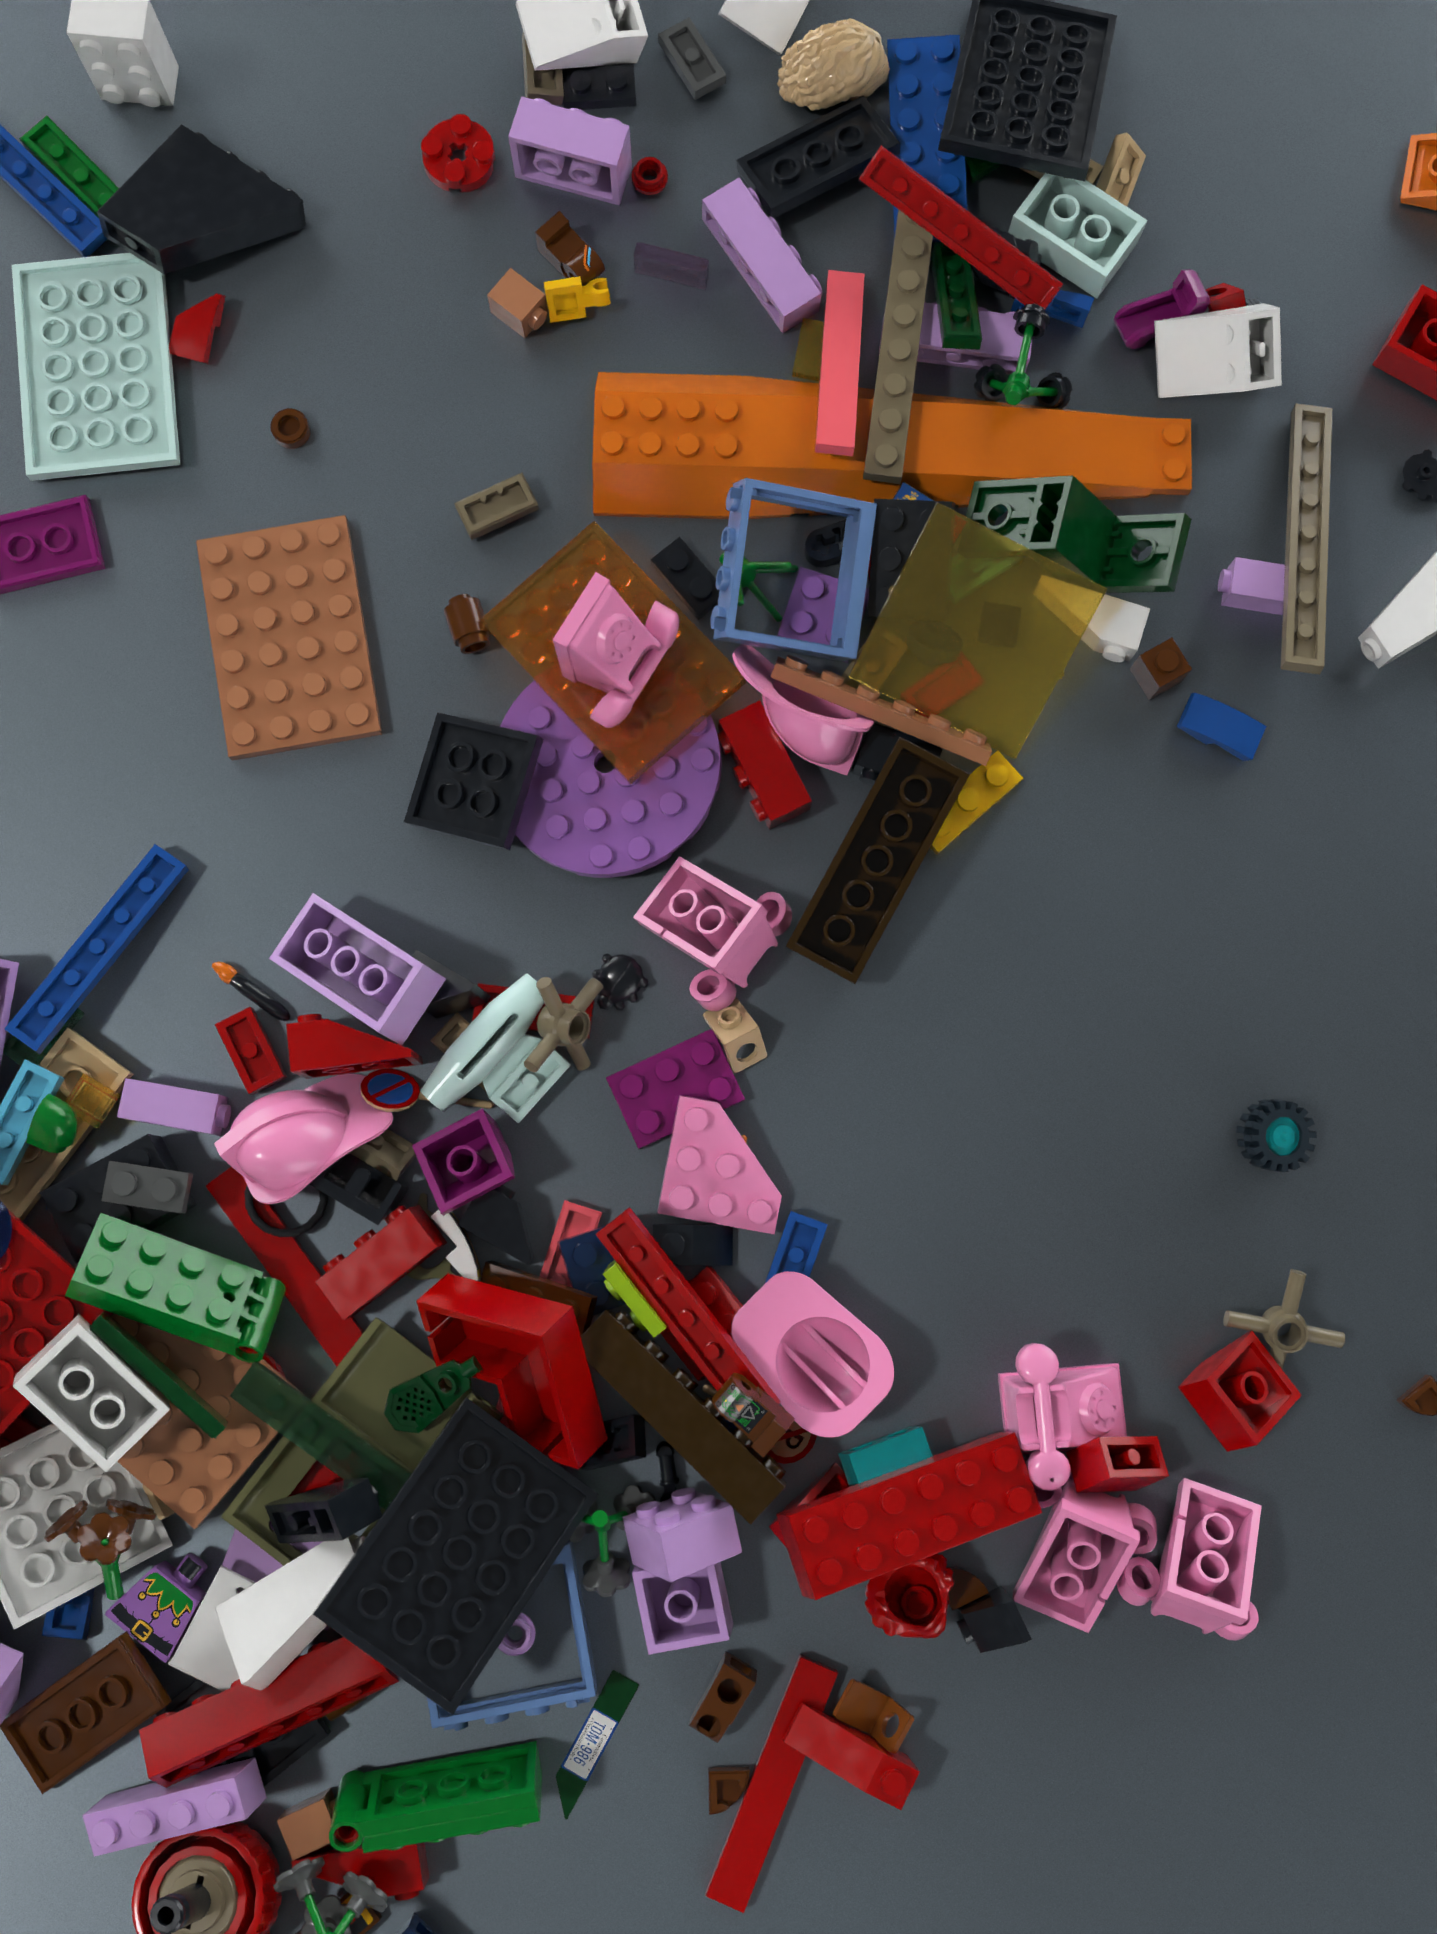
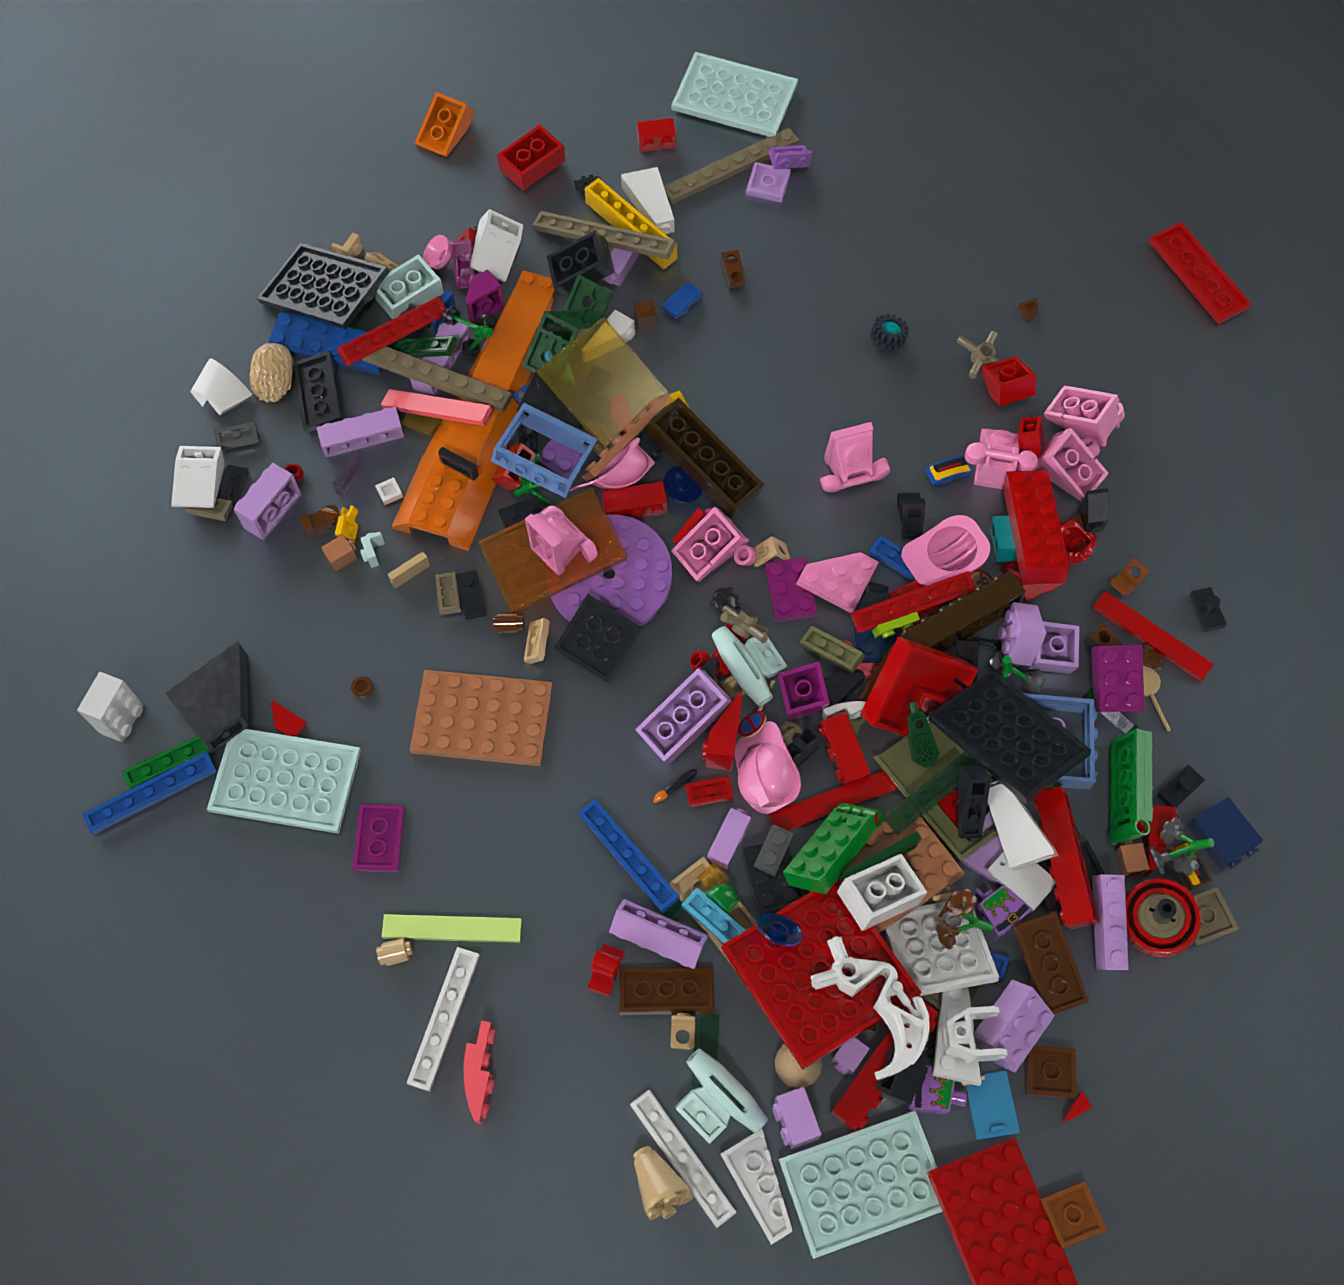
camera: 70 degrees left, 15 degrees down
(285, 1232) = (810, 804): black piece -> none
(445, 681) = (536, 641): none -> tan plate
(453, 135) = (240, 551): red plate -> none
(481, 1890) = (1181, 787): none -> black tile
(487, 967) = (698, 659): none -> red plate
(500, 545) = (471, 596): none -> black slope
(518, 426) = (408, 570): none -> tan tile
(539, 348) = (369, 542): none -> light aqua bracket
(566, 1193) = (832, 649): none -> olive plate
(647, 1734) = (1118, 678): none -> magenta brick
(661, 343) = (389, 491): none -> white plate
(675, 1786) = (1151, 686): none -> tan piece
(722, 433) = (458, 463): none -> black tile
(736, 877) = (689, 525): none -> red tile
(752, 1412) = (970, 579): reddish brown leg -> none
(775, 535) = (508, 479): none -> red brick
(816, 817) = (677, 479): none -> clear blue dish
(852, 1755) = (1146, 591): red slope -> none
(859, 1880) = (1208, 609): none -> black tile
(890, 1269) = (911, 513): none -> black tile
(955, 1138) = (850, 459): none -> bright pink piece
(1004, 1316) = (947, 470): none -> slope
(1097, 364) = (484, 296): none -> magenta slope
(1131, 104) = (351, 247): none -> tan bracket
(1169, 254) = (436, 249): none -> bright pink piece
(1231, 513) = (584, 257): none -> black brick
(1321, 800) = (733, 269): none -> reddish brown leg
(1367, 567) = (623, 215): none -> yellow brick

